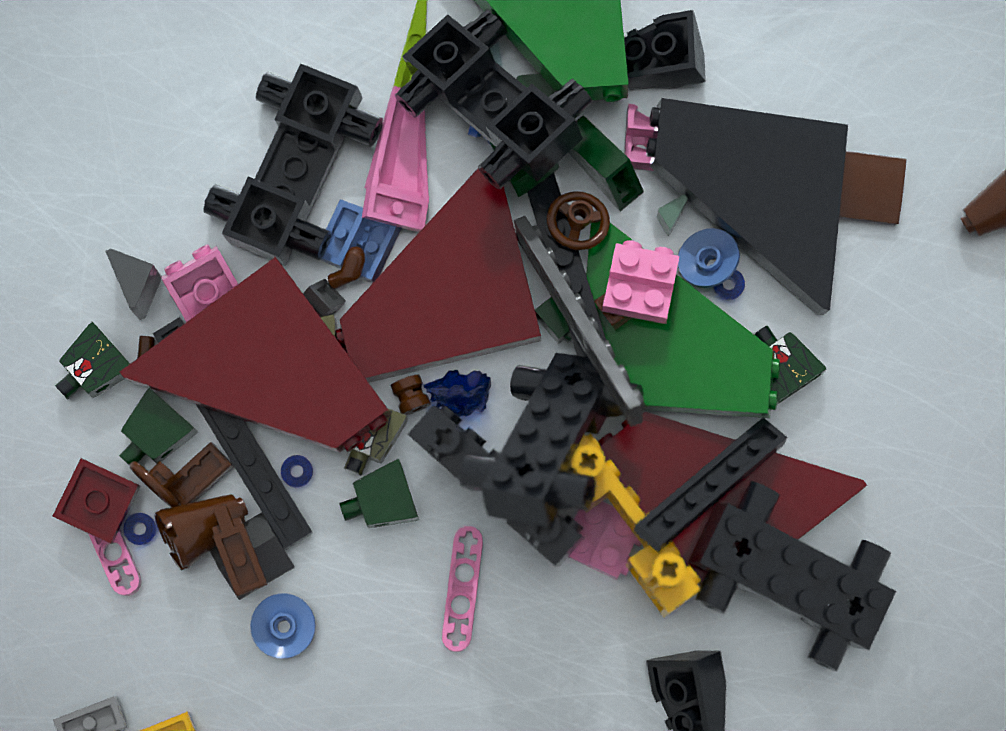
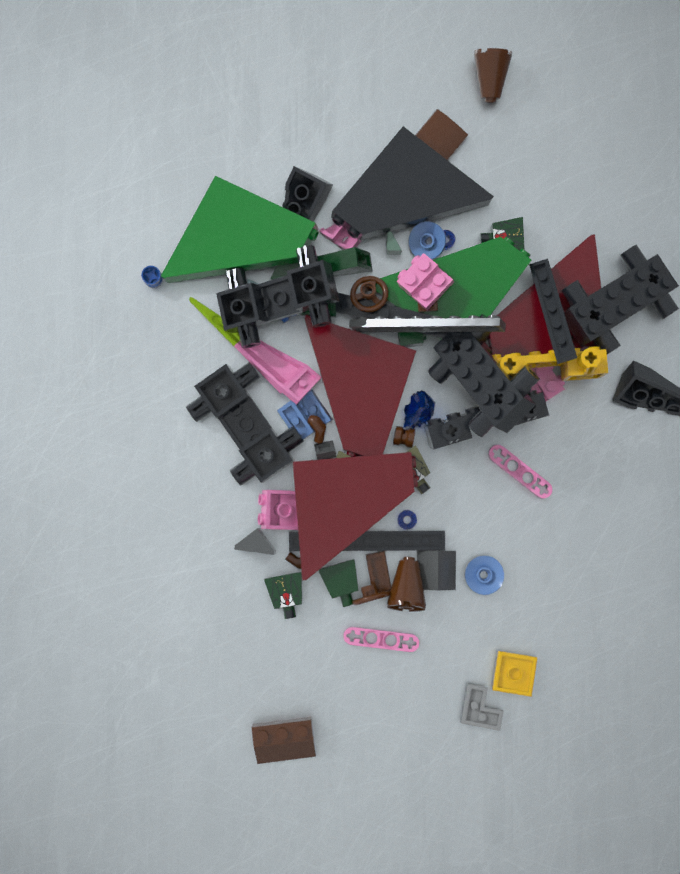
camera: 65 degrees left, 5 degrees up
(96, 501) = (361, 633): dark red plate -> none
(130, 524) = (392, 623): clear blue plate -> none
(237, 553) = (436, 575): reddish brown hinge -> none
(382, 498) = (449, 484): dark green torso -> none

